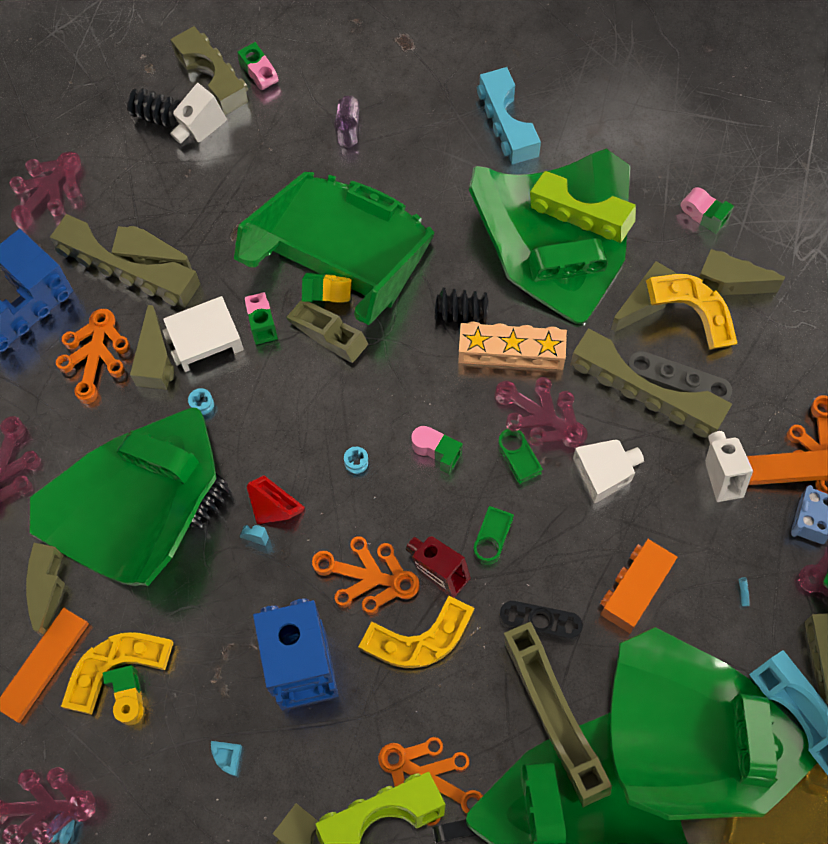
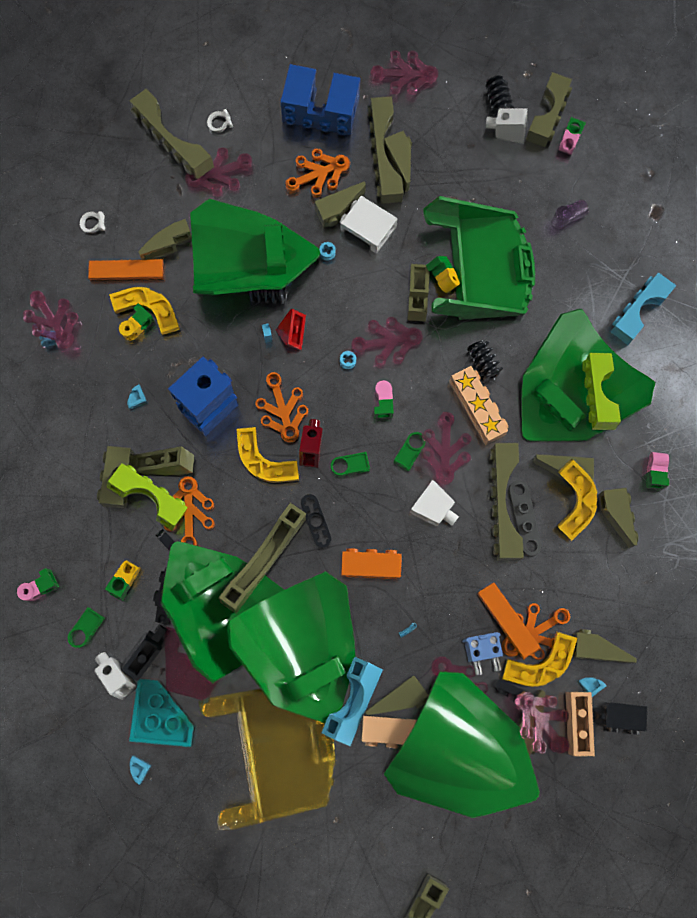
camera: 50 degrees right, 10 degrees up
(260, 318) = (400, 249): green leg -> none
(342, 770) = (164, 462): none -> olive slope
(364, 397) = (390, 340): none -> clear pink plant
(727, 467) = (480, 576): white torso -> none

